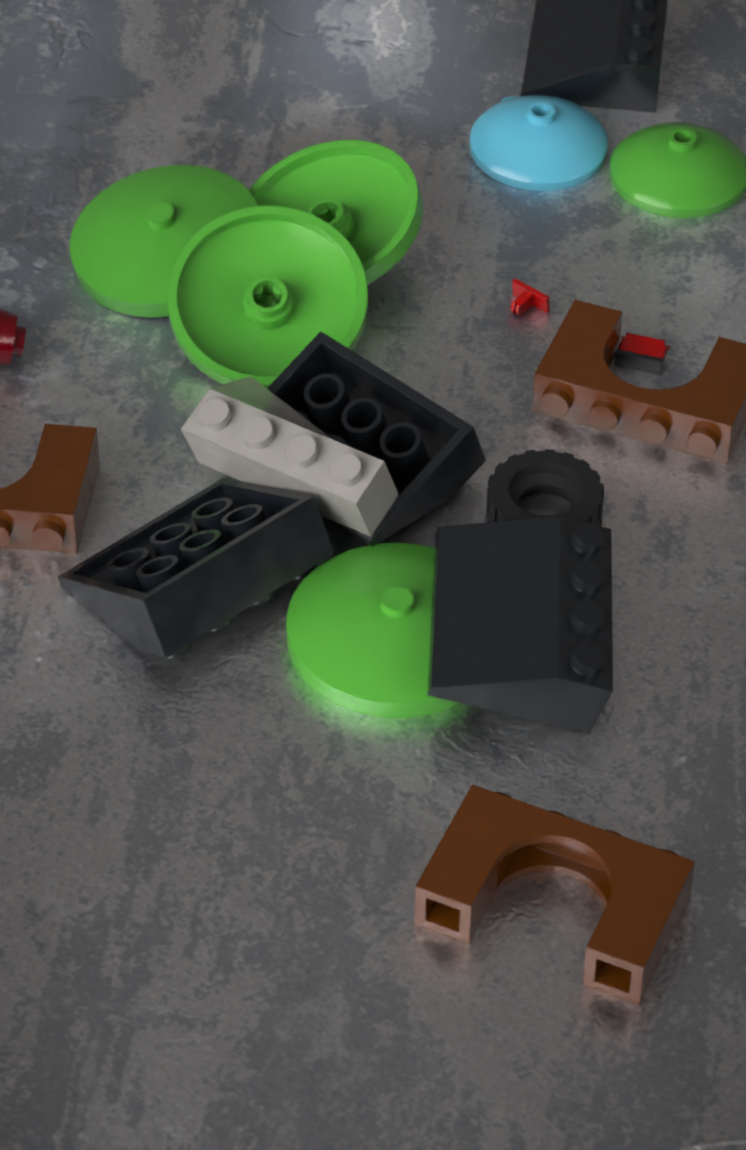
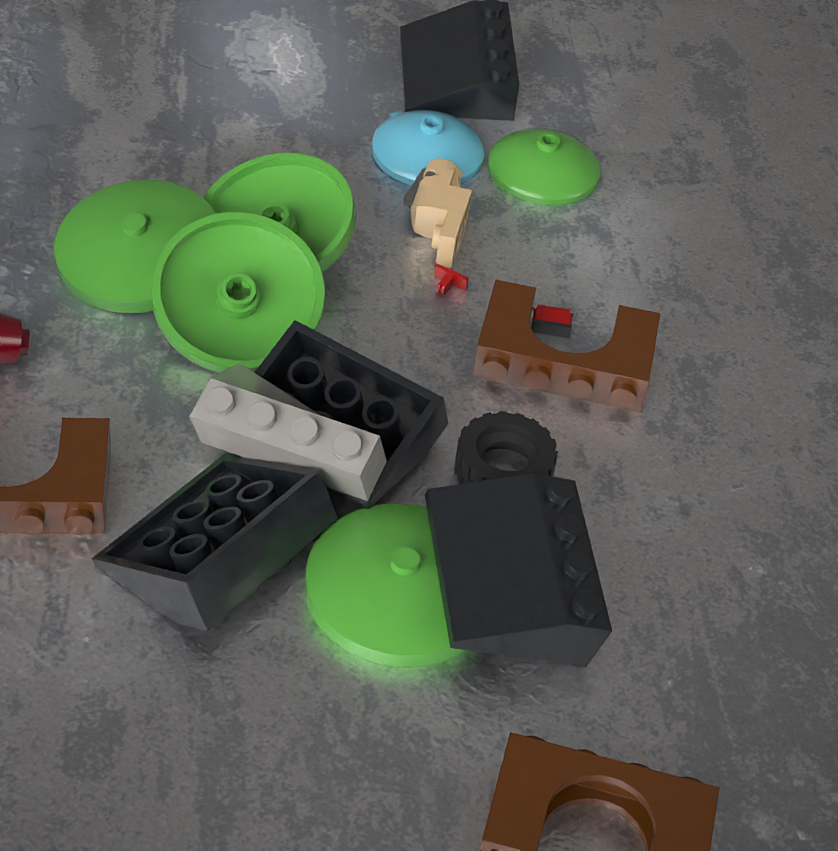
camera: 15 degrees left, 0 degrees up
(534, 215) = (440, 208): none -> tan plate

